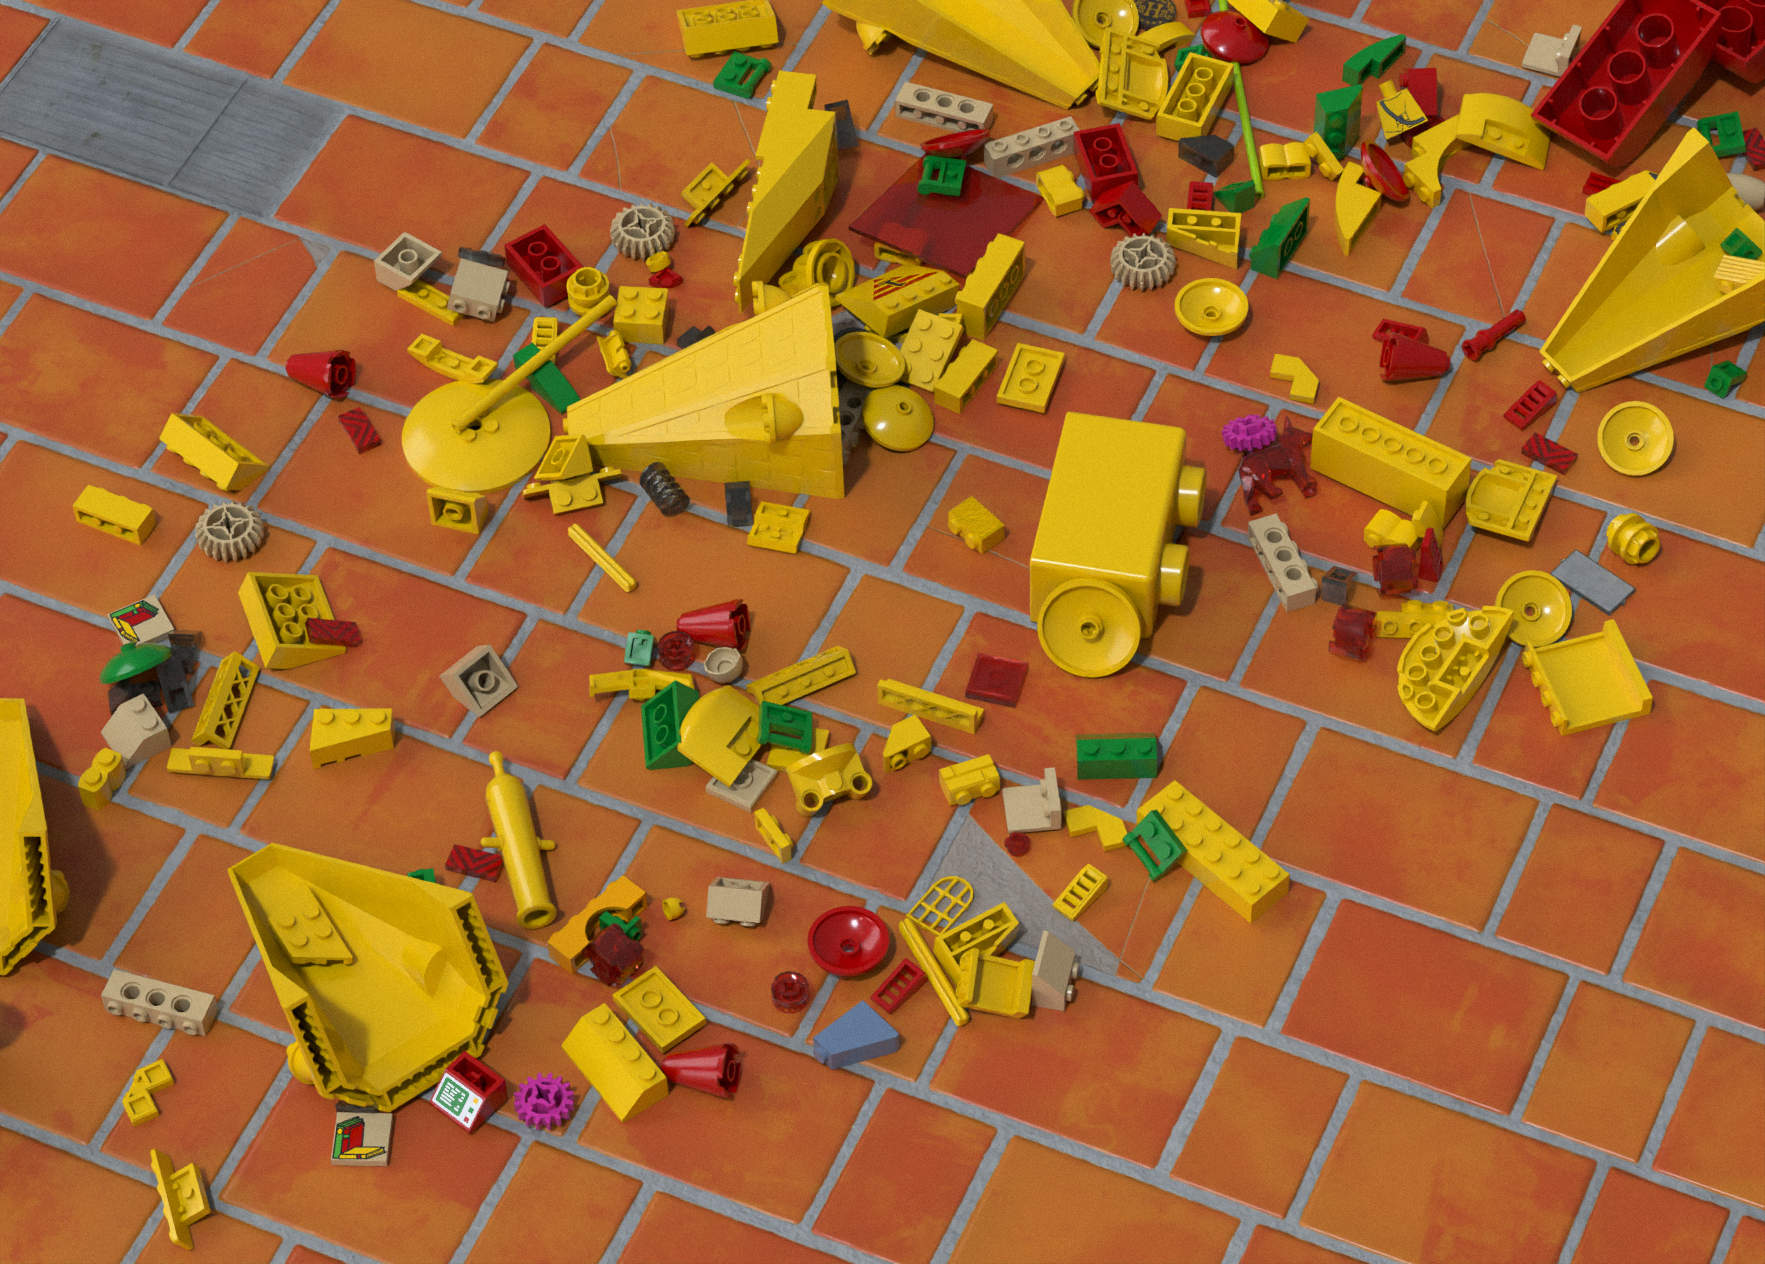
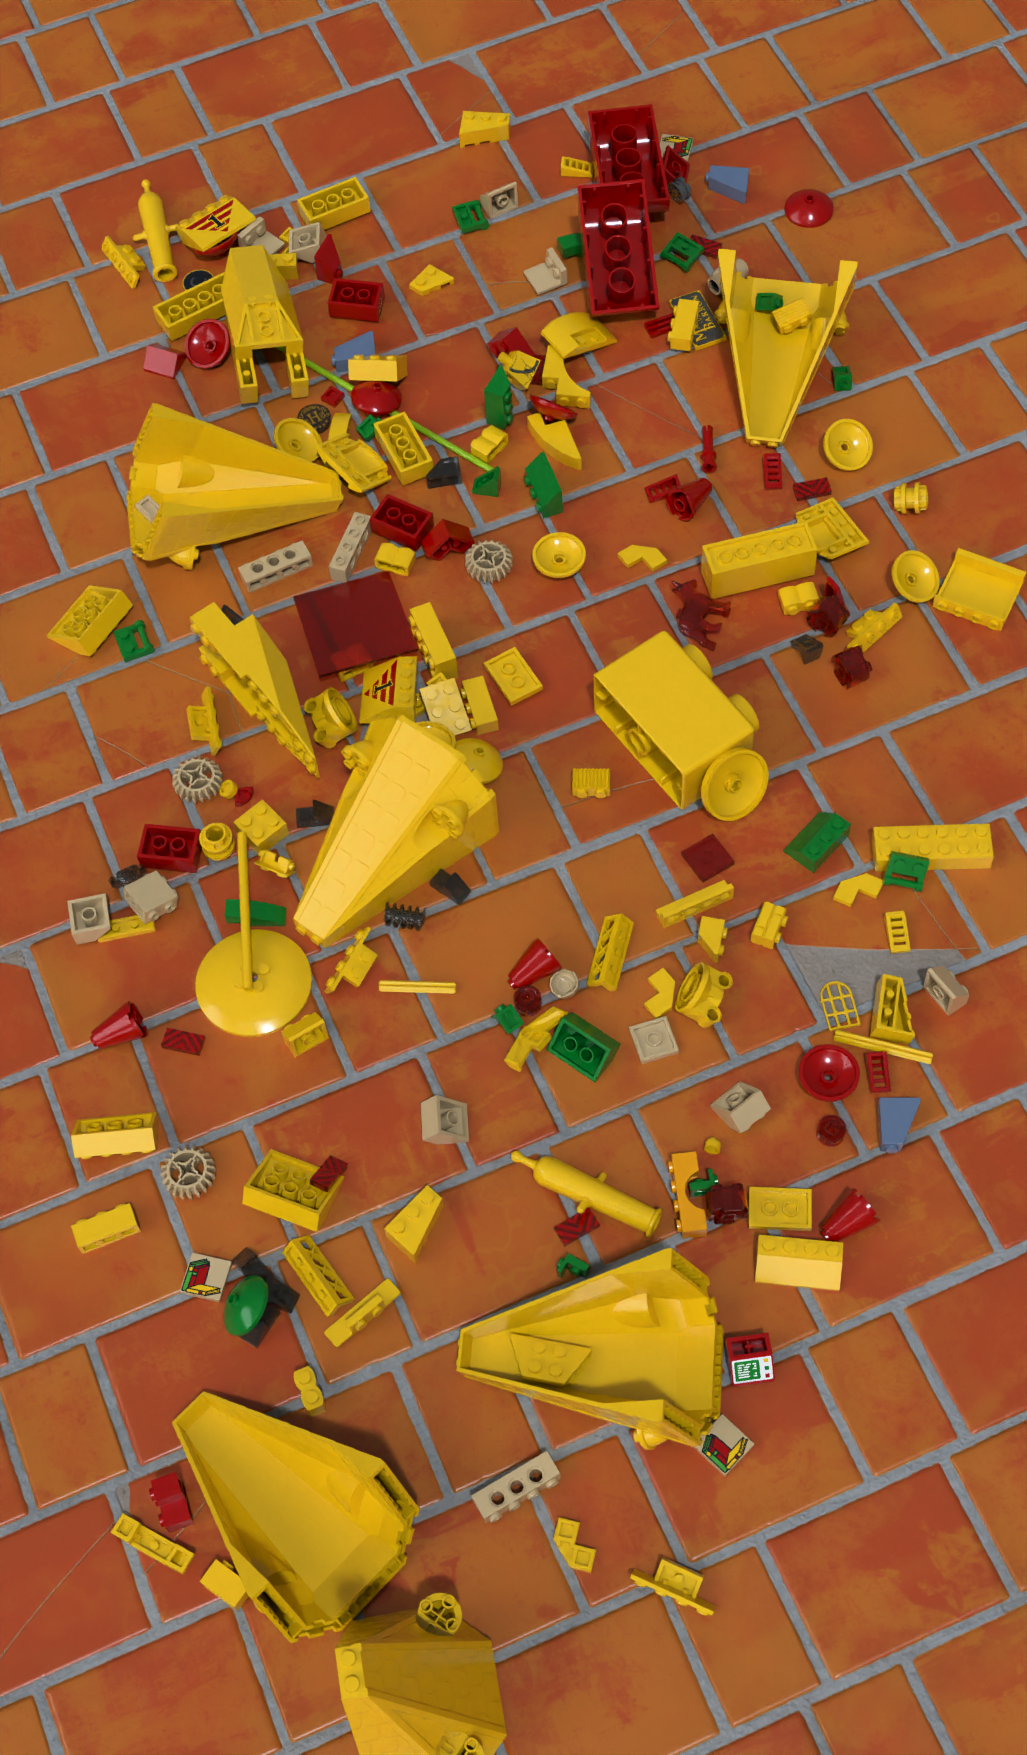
camera: 45 degrees left, 10 degrees up
(136, 731) = (291, 1344): tan slope -> none
(448, 363) = (188, 953): yellow slope -> none
(542, 329) = (215, 884): yellow slope -> none
(544, 1100) = (800, 1322): dark pink gear -> none
(565, 458) = (334, 949): yellow slope -> none
(721, 733) = (620, 1021): yellow slope -> none
(769, 830) = (711, 1053): yellow plate -> none
(778, 527) = (488, 880): yellow slope -> none
(788, 721) = (642, 983): green plate -> none
(949, 178) = (330, 600): green plate -> none
(956, 144) = (309, 578): red dish -> none
(995, 984) = (932, 1021): yellow panel -> none
(1017, 849) = (833, 941): clear red plate -> none
(1033, 806) = (817, 906): tan bracket -> none
(1200, 192) = (471, 496): red slope -> none
(1206, 234) = (505, 517): yellow wedge -> none
(1249, 432) = (662, 606): dark pink gear -> none
(1282, 563) = (756, 662): tan brick -> none
(1319, 150) = (510, 424): yellow plate -> none
(1373, 60) = (464, 352): green slope -> none
(1425, 518) = (814, 578): yellow slope -> none
(1449, 662) = (910, 643): yellow brick -> none
(1593, 582) = (914, 538): flat silver piece -> none

